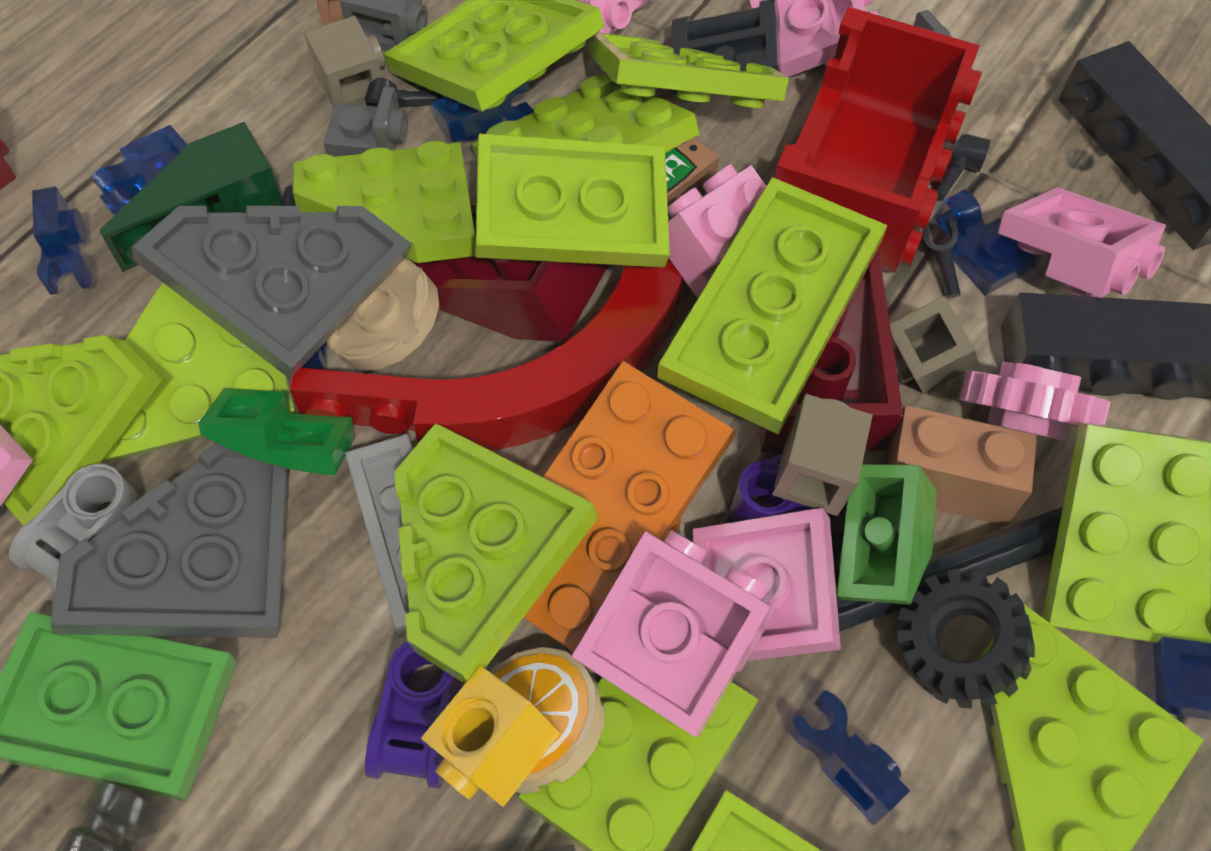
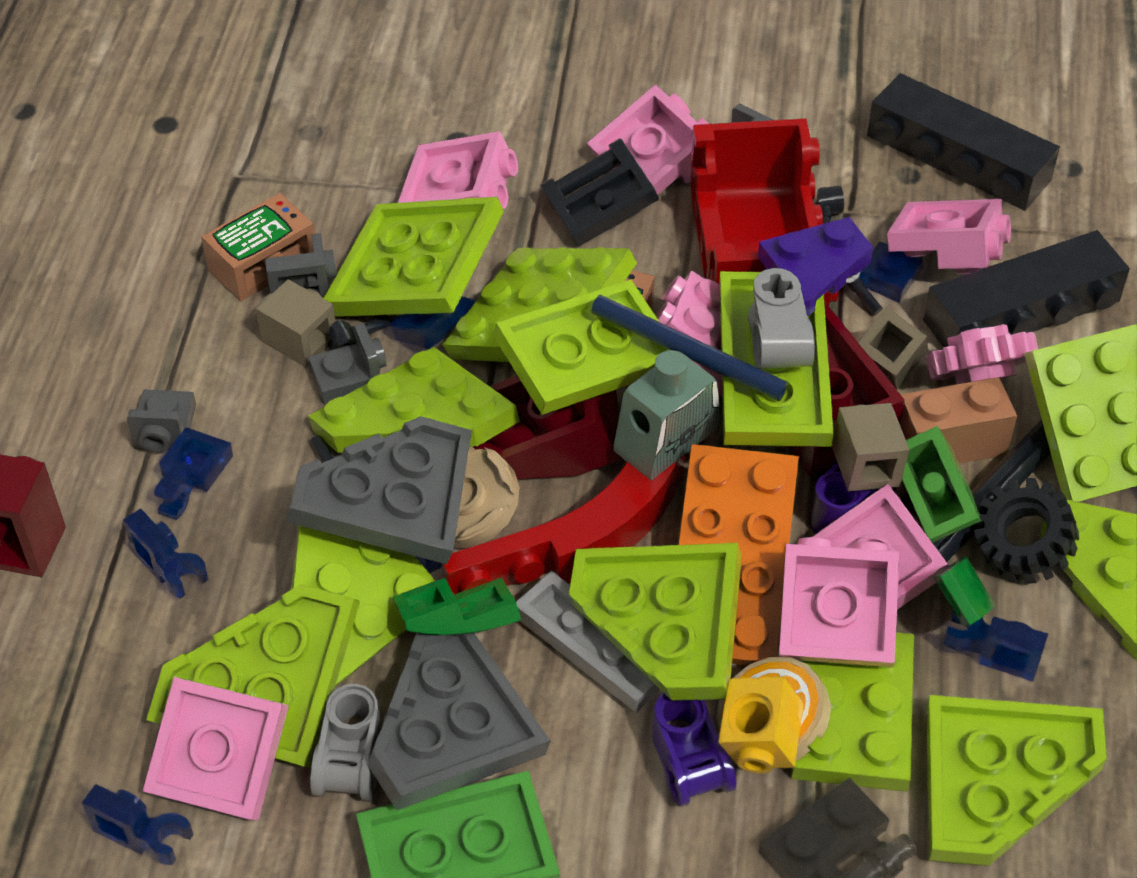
camera: 25 degrees left, 10 degrees down
(163, 104) = (160, 418): none -> dark grey bracket
(214, 172) = (255, 466): dark green slope -> none
(612, 311) = (666, 413): none -> sand green torso
(647, 65) = (587, 221): lime plate -> none
(676, 252) = (690, 347): none -> dark blue piece
(790, 260) = (780, 322): none -> light grey piece
(839, 686) = (965, 591): none -> green slope
(887, 208) = (819, 257): none -> dark purple wing

